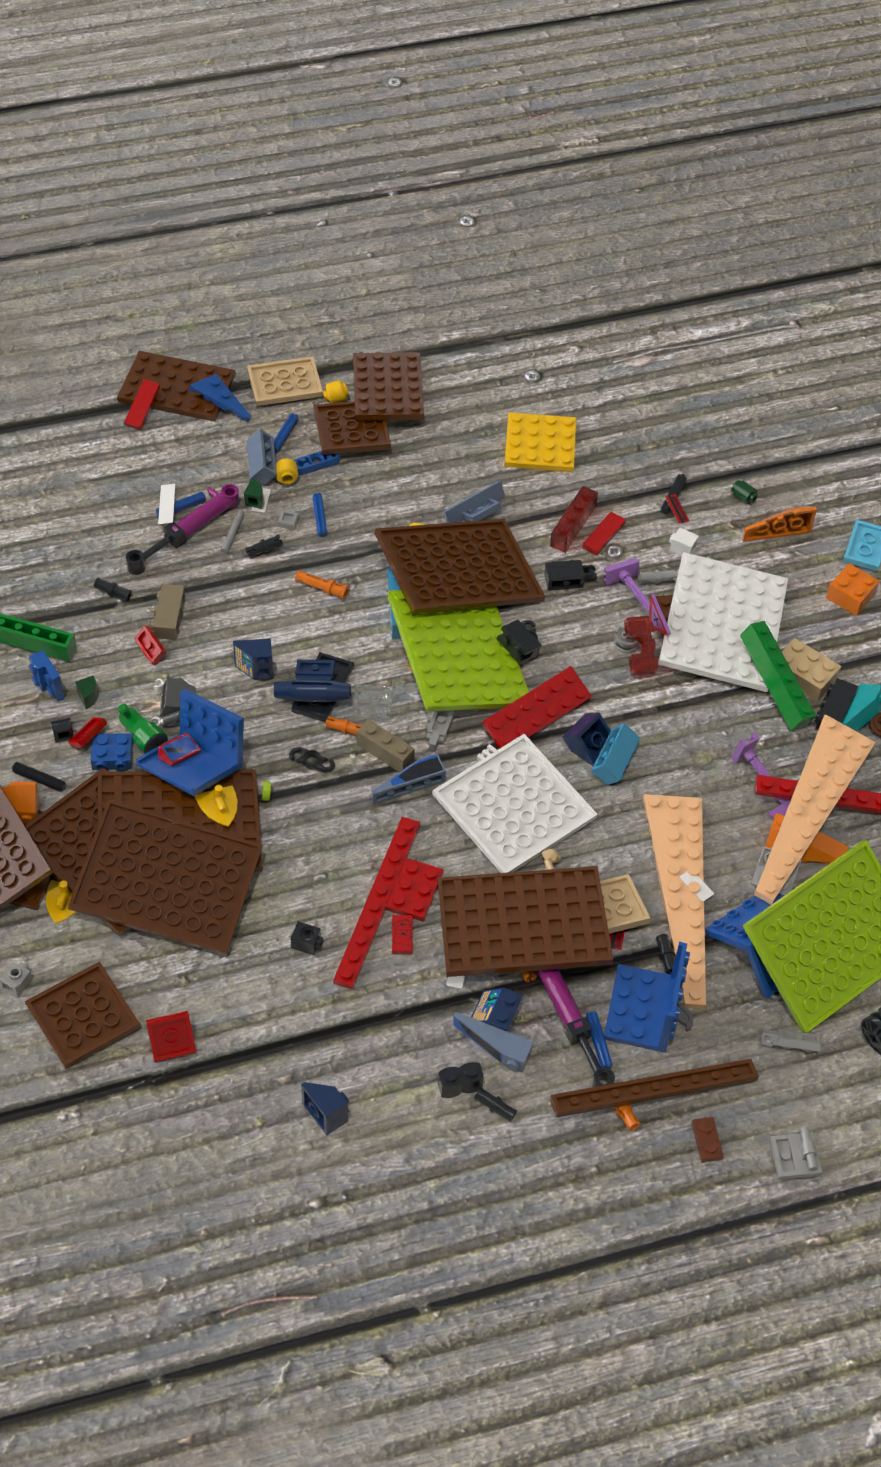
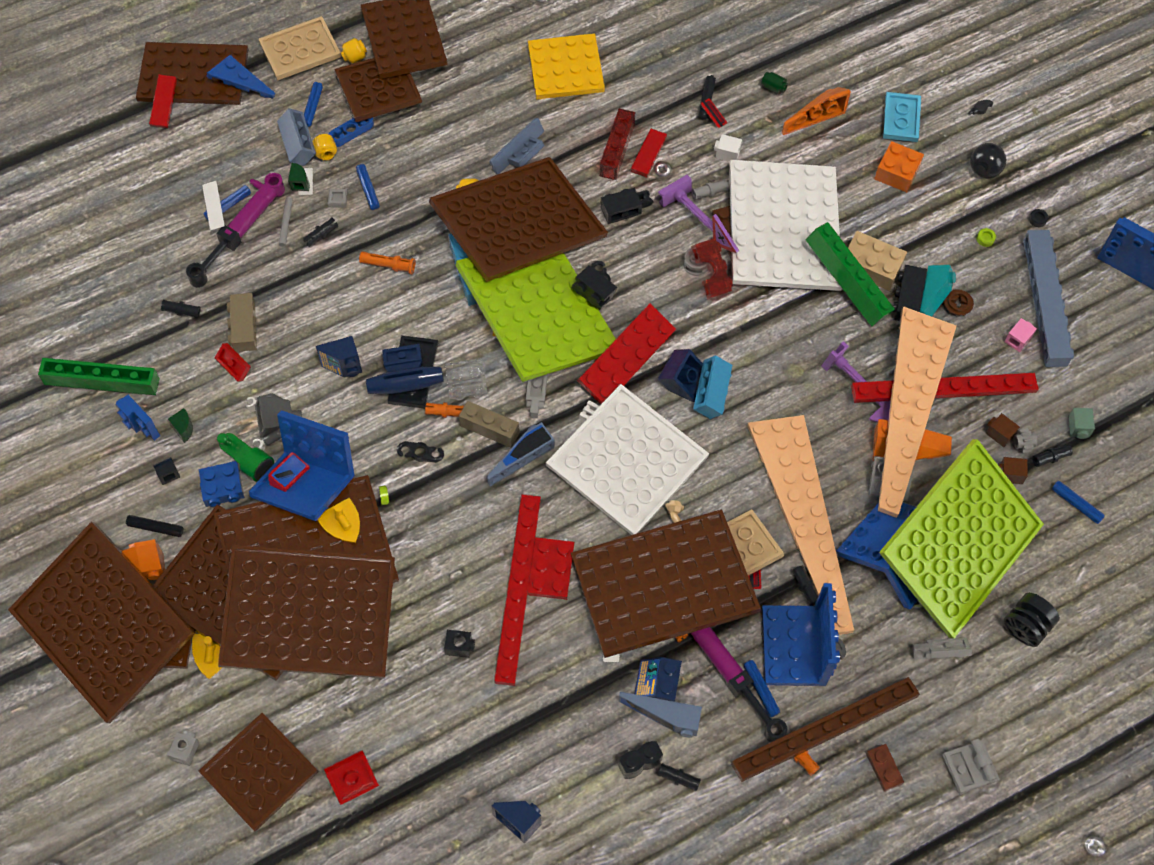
camera: 10 degrees left, 10 degrees up
(87, 732) = (192, 469): red tile -> none
(402, 934) = (549, 618): red tile -> none
(704, 893) = (828, 513): white sticker -> none

